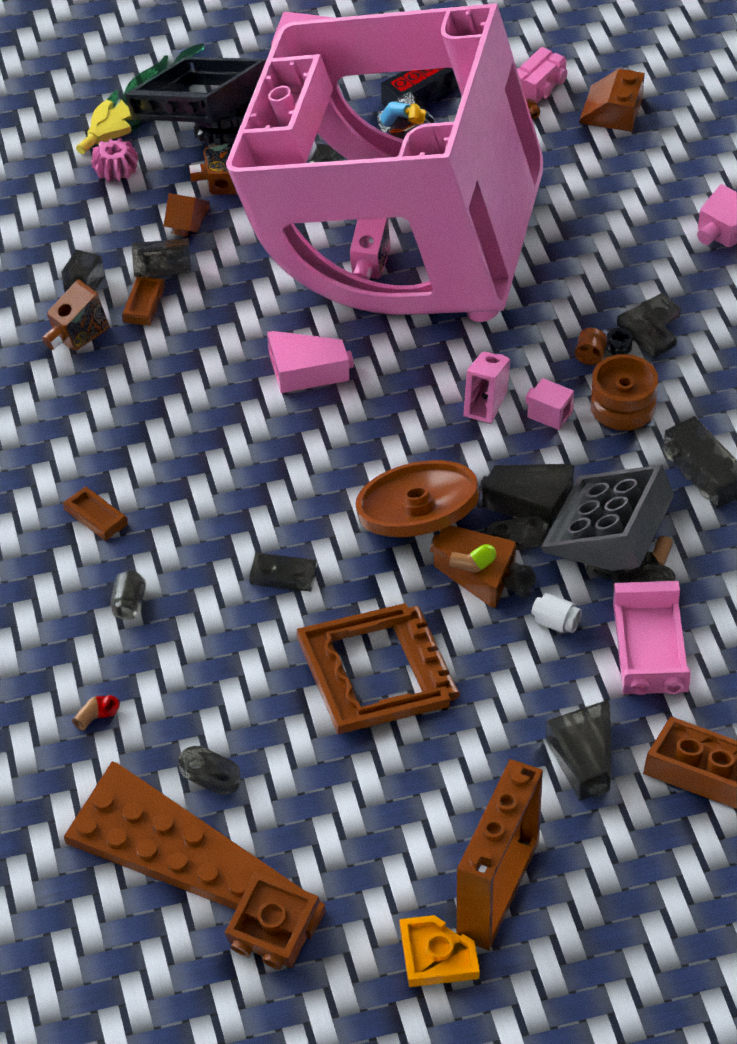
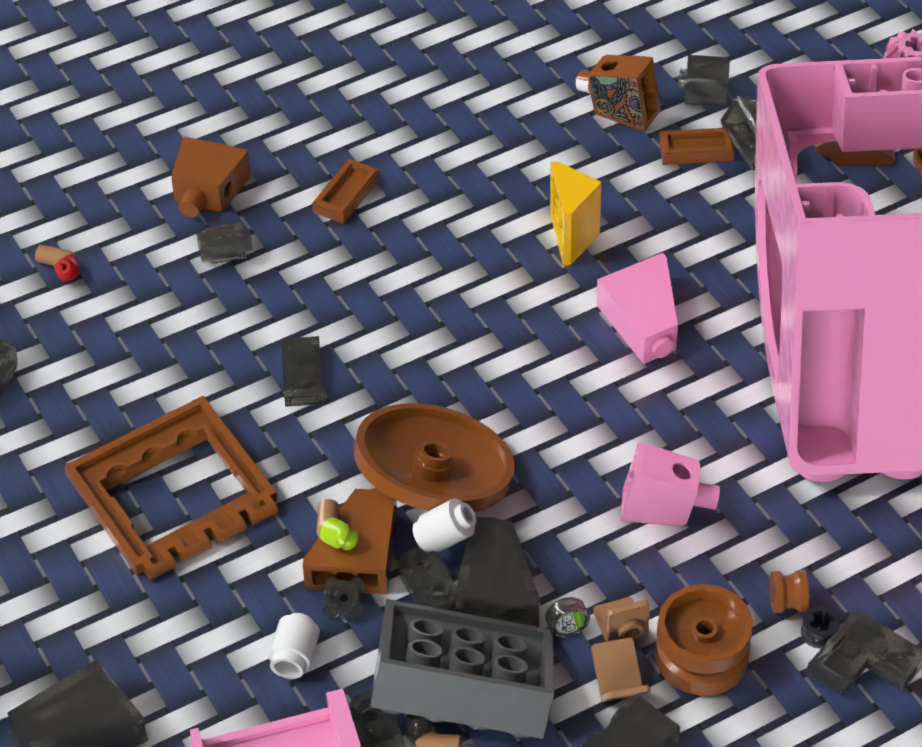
camera: 75 degrees right, 0 degrees up
(43, 594) = (208, 175): none -> dark orange torso
(201, 373) = (574, 210): none -> yellow slope
(491, 498) = (444, 525): none -> white brick
(550, 403) = (661, 566): bright pink brick -> none
(576, 460) = (567, 617): none -> clear smoke tile
(591, 435) = (623, 619): none -> medium nougat bracket
(634, 448) = (617, 670): none -> medium nougat bracket

